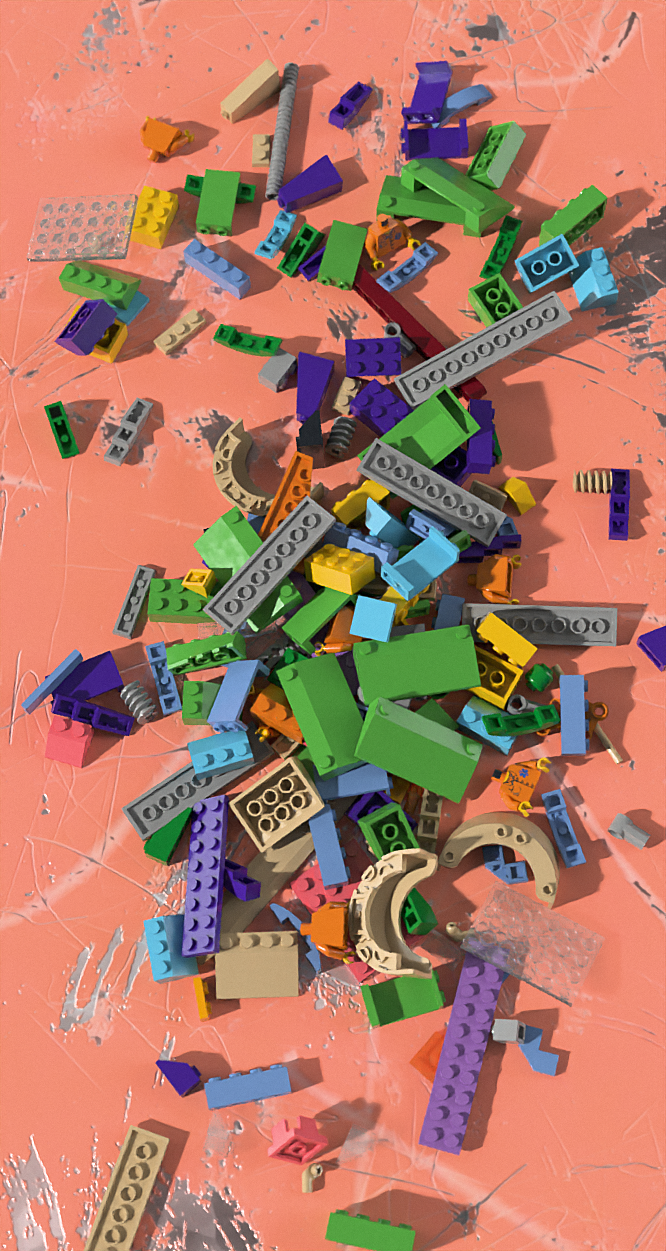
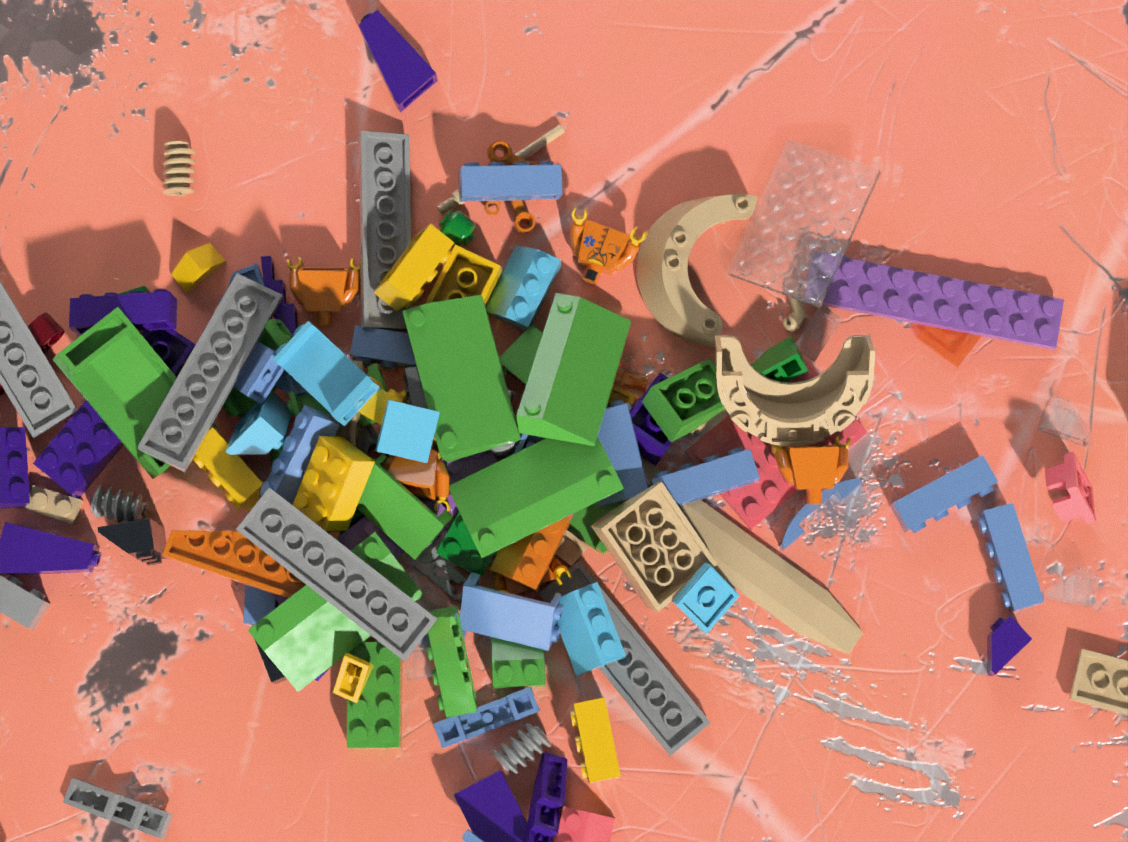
camera: 95 degrees left, 10 degrees up
(134, 602) = (375, 772): light grey tile -> none
(136, 752) = (595, 740): none -> yellow brick
(164, 944) = (848, 670): medium azure slope -> none
(166, 840) = (709, 692): green slope -> none
(204, 1007) = (918, 621): light orange plate -> none
(205, 877) = (755, 632): plate -> none
(232, 476) = (197, 645): tan windscreen -> none
(239, 883) = (753, 596): dark purple slope -> none
(240, 842) = (705, 598): none -> medium azure tile
(257, 965) = (859, 560): tan slope -> none
(304, 1038) = (943, 494): none -> medium blue brick
(309, 1175) = (1103, 477): tan arm -> none
(402, 999) = (891, 393): bright green panel -> none
(429, 821) = (661, 358): tan slope -> none
(488, 494) = (202, 304): tan plate -> none
(495, 863) = (714, 258): medium blue tile -> none
(509, 1031) = (913, 248): light grey brick -> none
(521, 723) = (525, 243): green slope -> none
(526, 705) = (500, 240): light grey piece -> none
(539, 1060) = (923, 225): medium blue tile -> none
(562, 829) = (656, 194): medium blue slope -> none
(619, 505) = (210, 135): dark purple slope -> none
(623, 828) = (649, 120): light grey piece -> none

